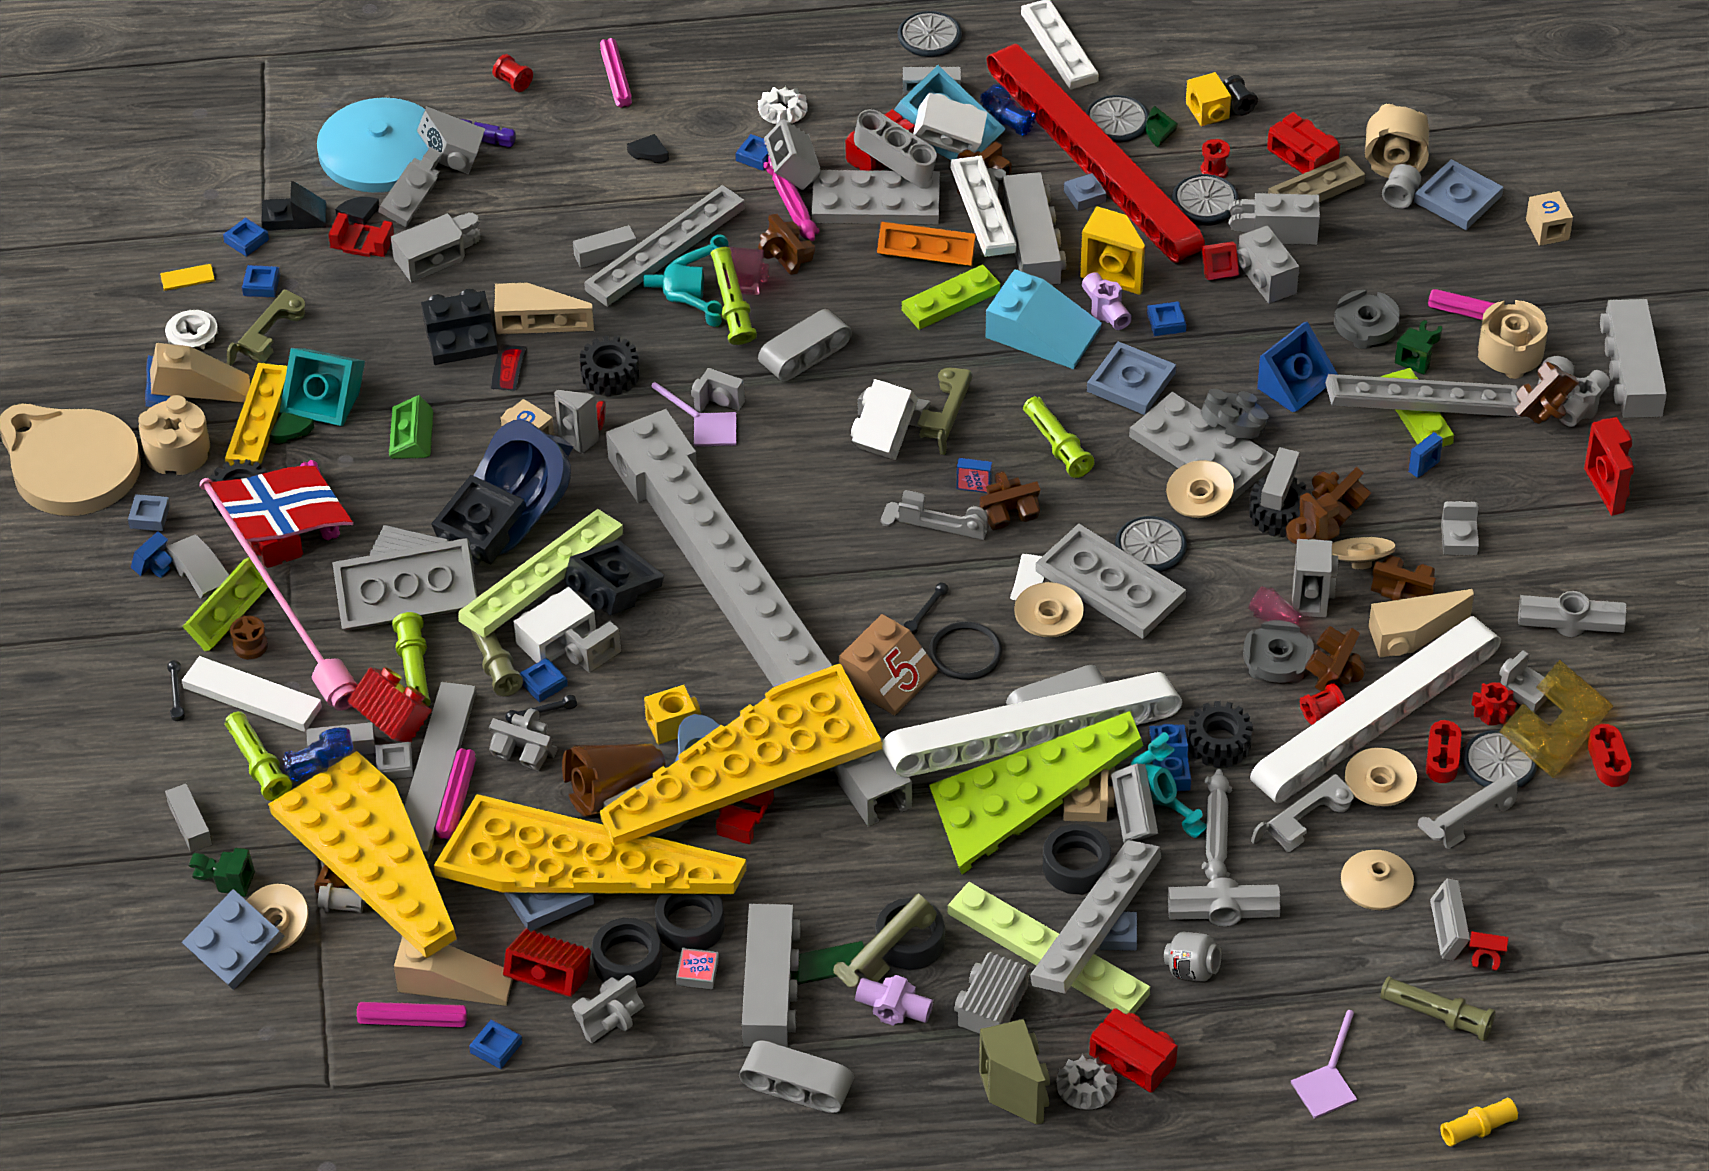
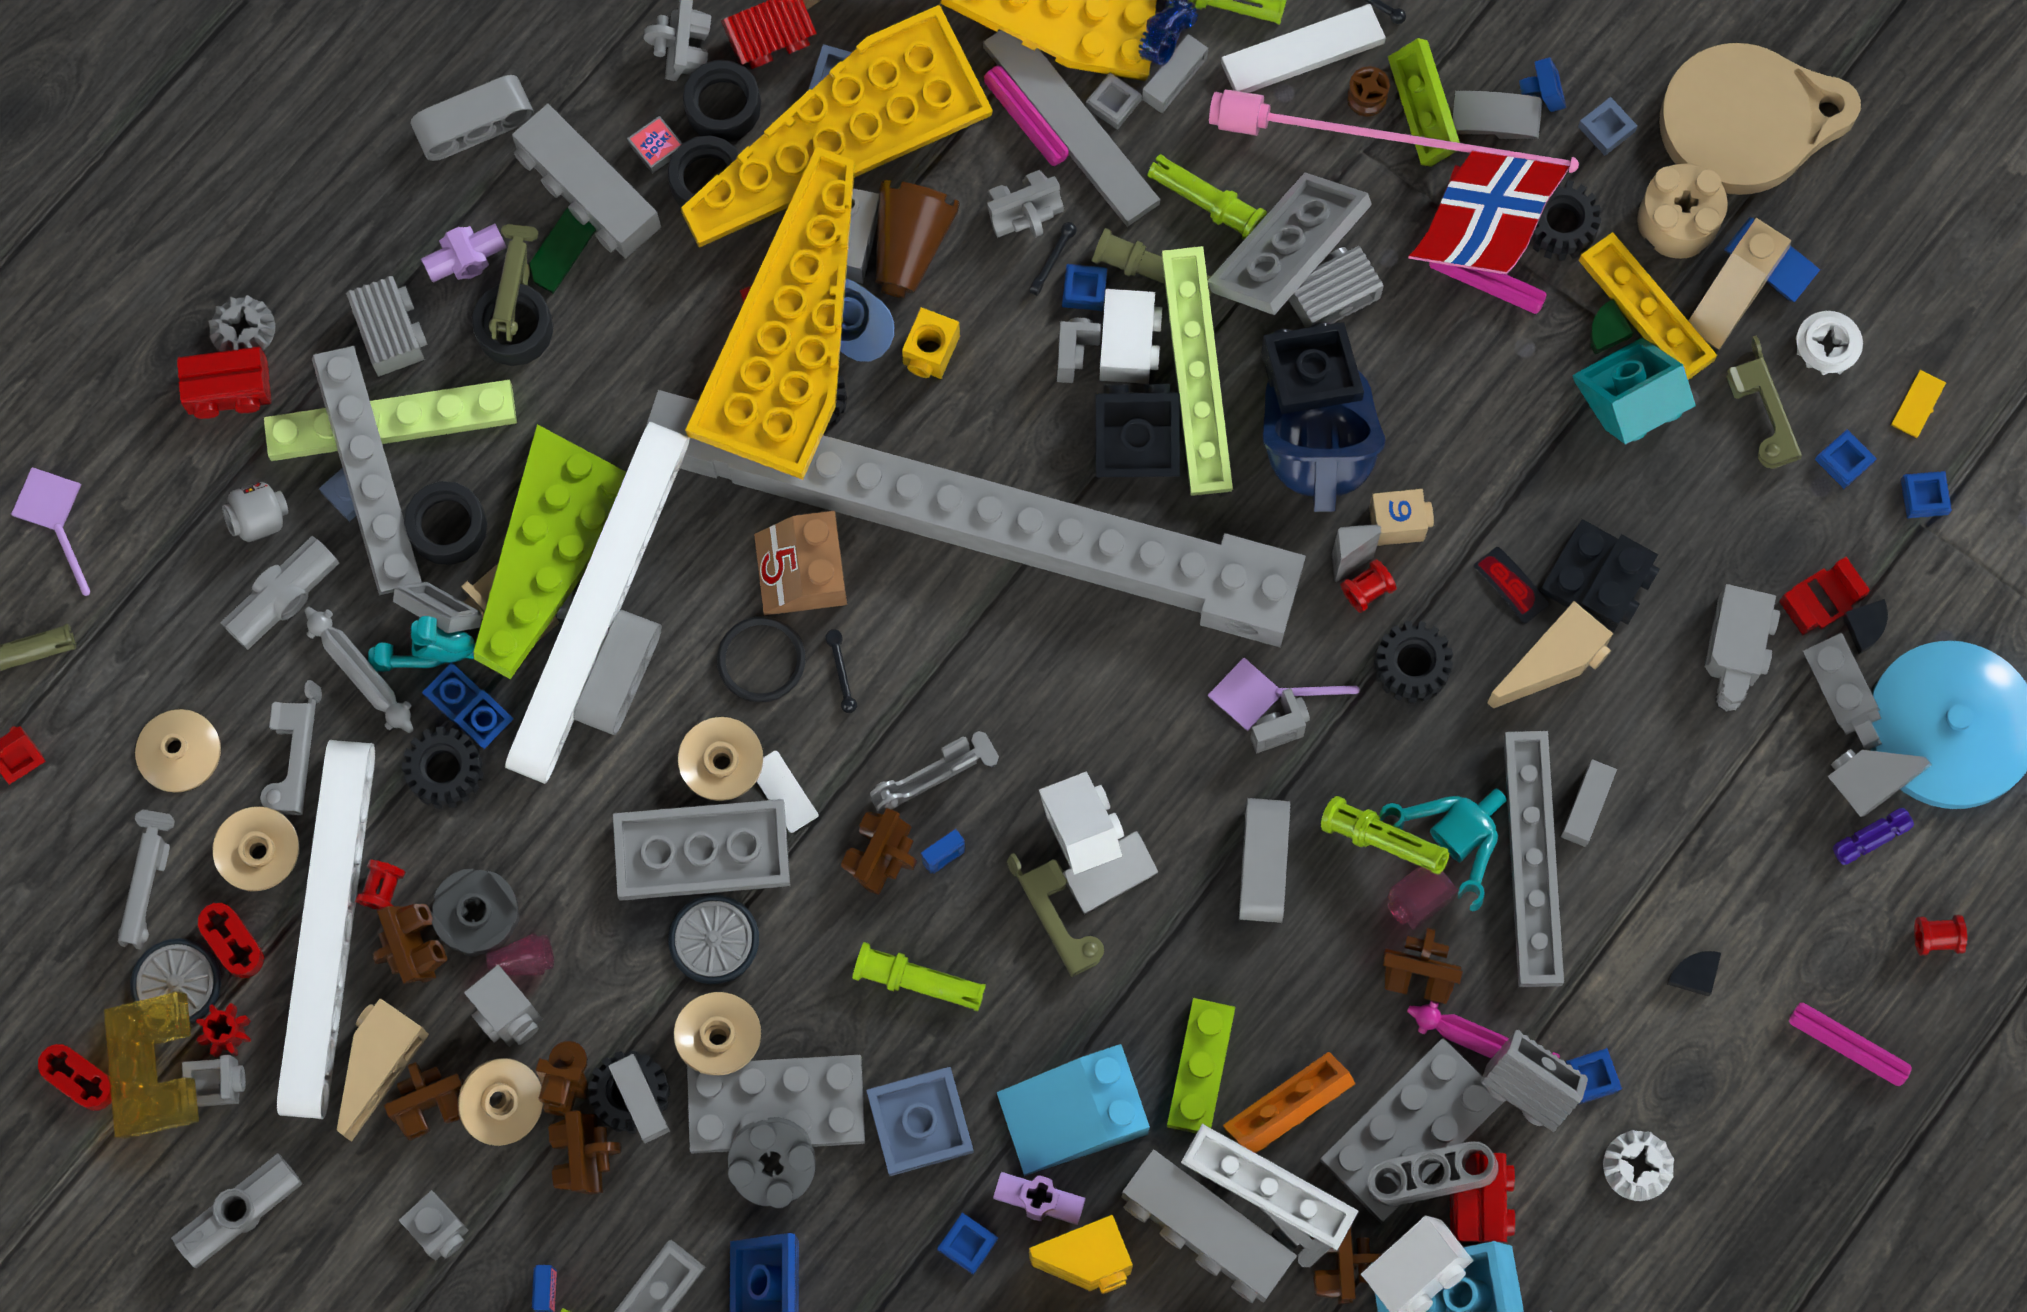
camera: 135 degrees right, 25 degrees up
(299, 211) = (1919, 563): black slope -> none
(389, 704) = (1167, 128): red brick -> none
(411, 429) = (1505, 429): bright green slope -> none
(1012, 1070) = (291, 257): olive slope -> none
(1449, 919) = (68, 749): light grey tile -> none

